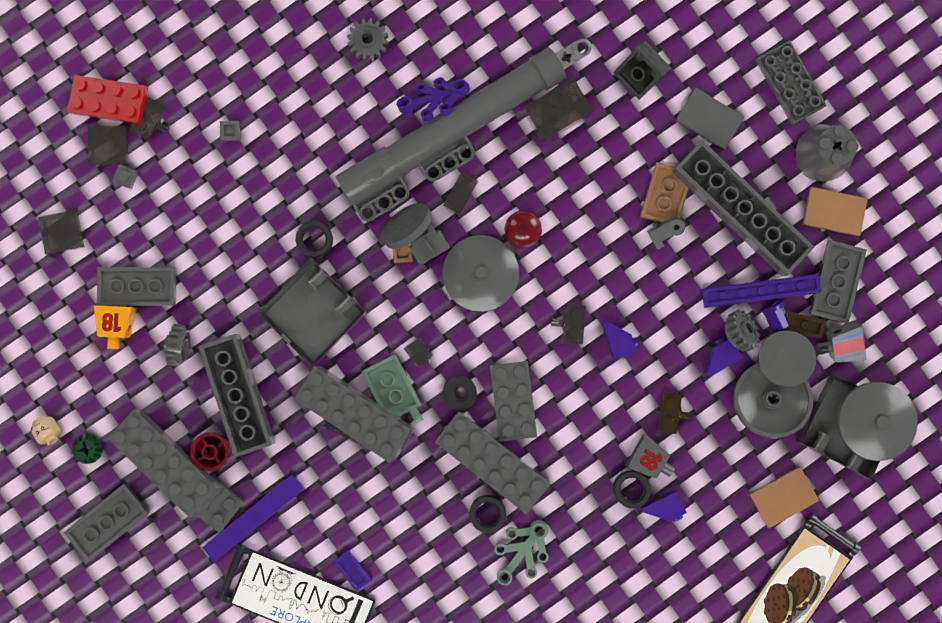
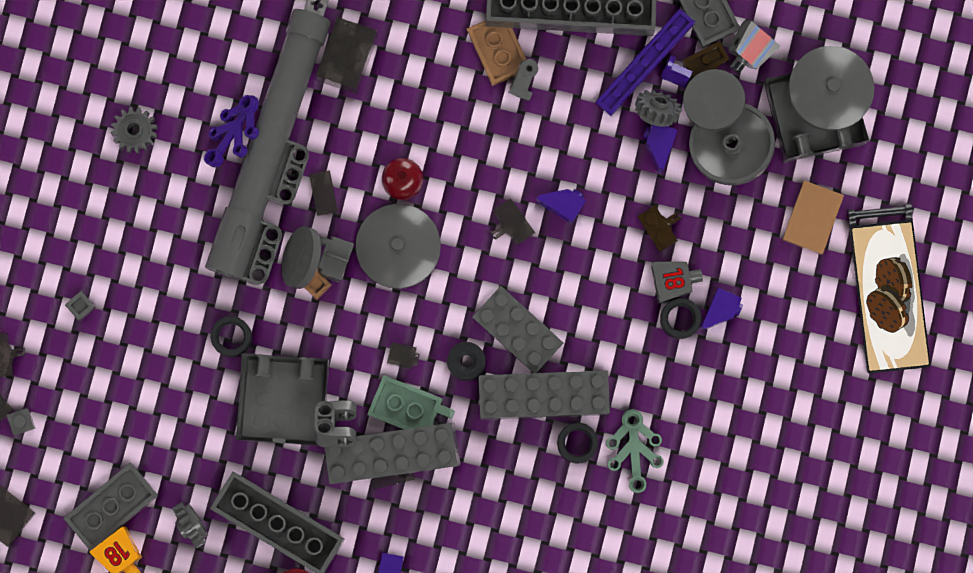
camera: 45 degrees left, 5 degrees down
(323, 354) = (325, 416): none -> dark grey piece

